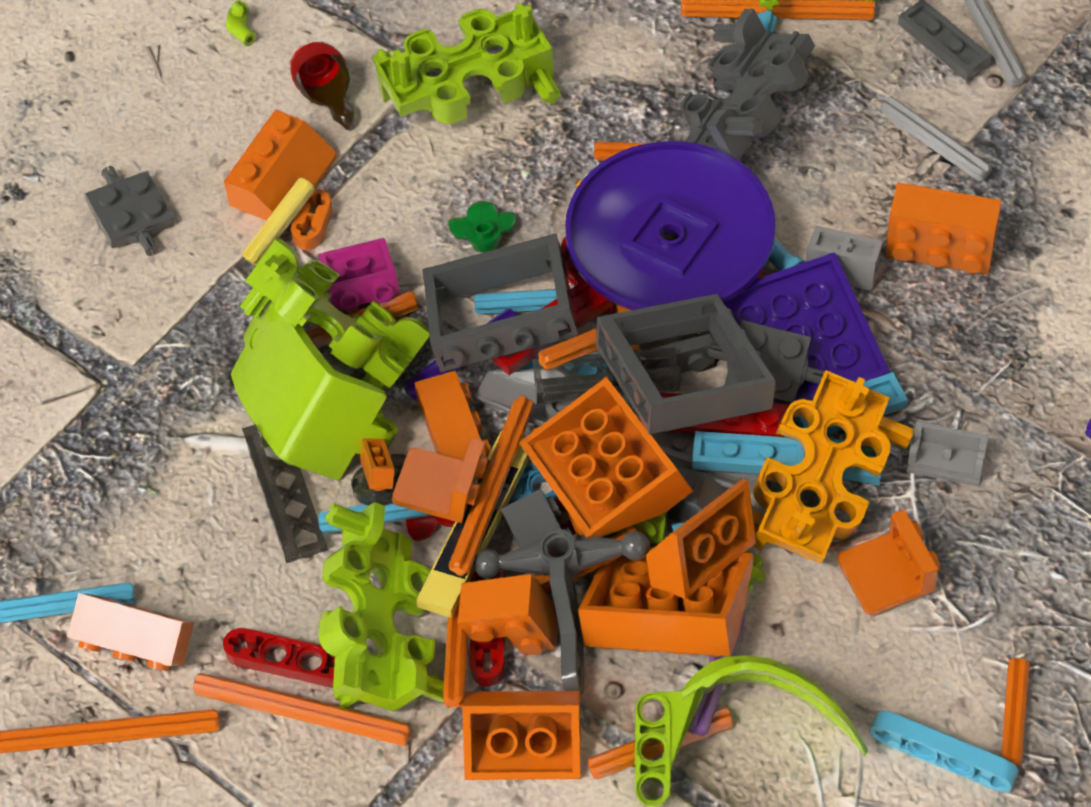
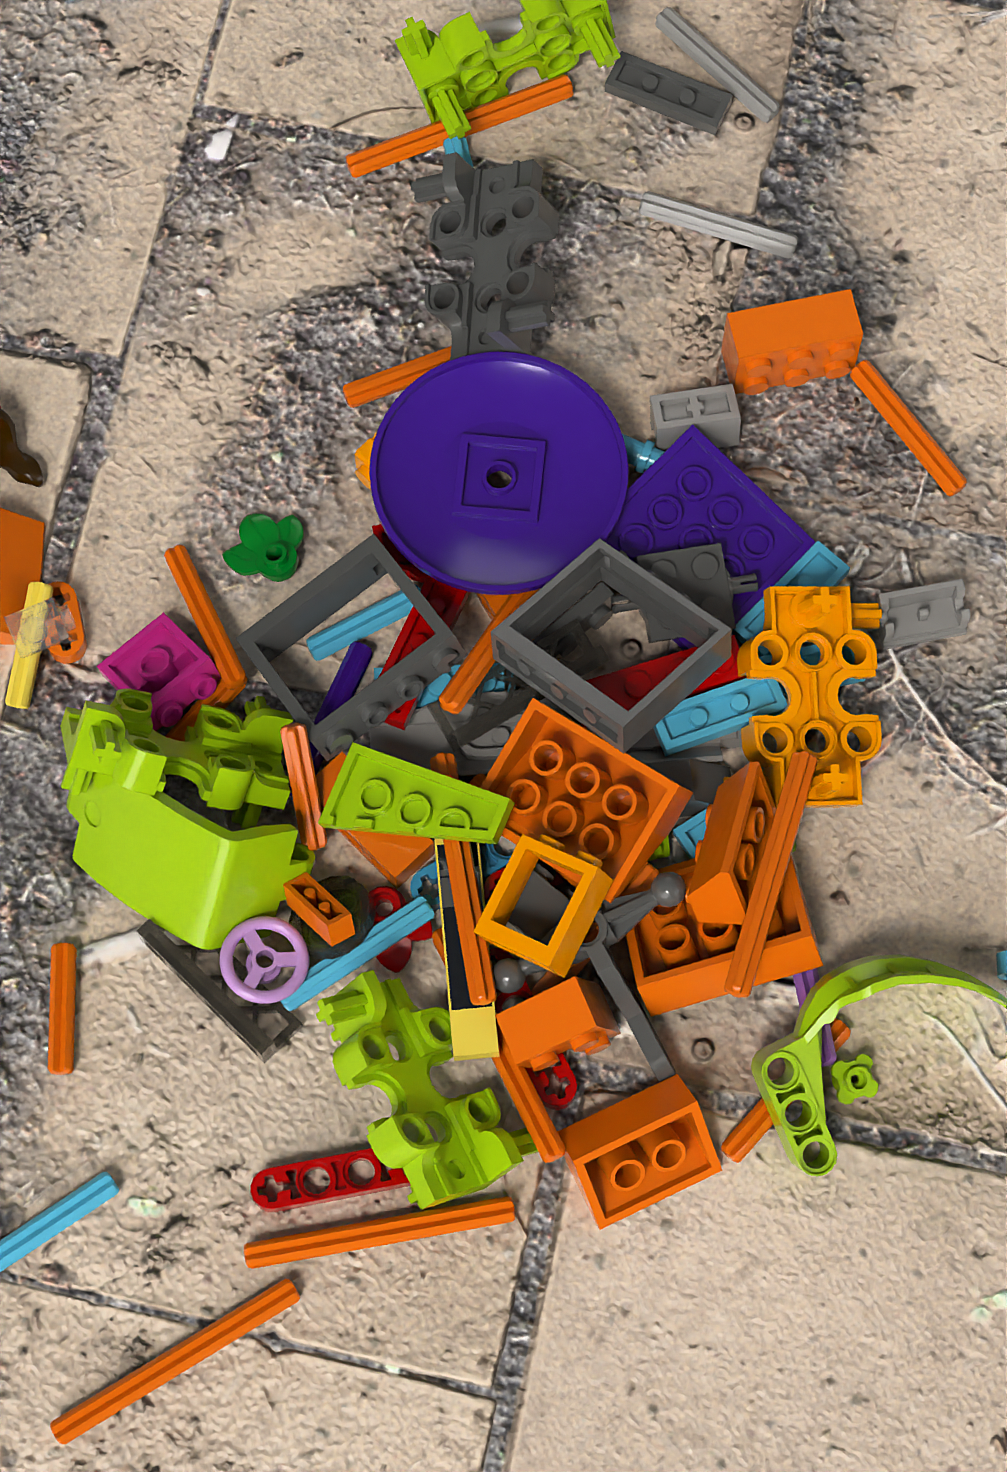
camera: 30 degrees left, 15 degrees up
(130, 631) = (141, 1233): brick -> none
(164, 465) = (62, 1009): none -> orange axle
(290, 206) = (40, 627): none -> clear bracket
(318, 499) = (260, 975): none -> lavender piece
(411, 251) = (205, 617): none -> orange axle
(412, 378) = (303, 785): none -> orange axle
(441, 483) = (407, 901): orange bracket -> none
(477, 410) = (405, 799): none -> lime wing
(522, 62) = (212, 316): lime gear -> none
(548, 531) = (576, 919): none -> light orange window
(708, 762) = (841, 1079): none -> lime plate
(718, 567) = (770, 875): none -> orange axle
(891, 566) = (927, 775): orange bracket -> none
(1008, 326) = (908, 428): none -> orange axle

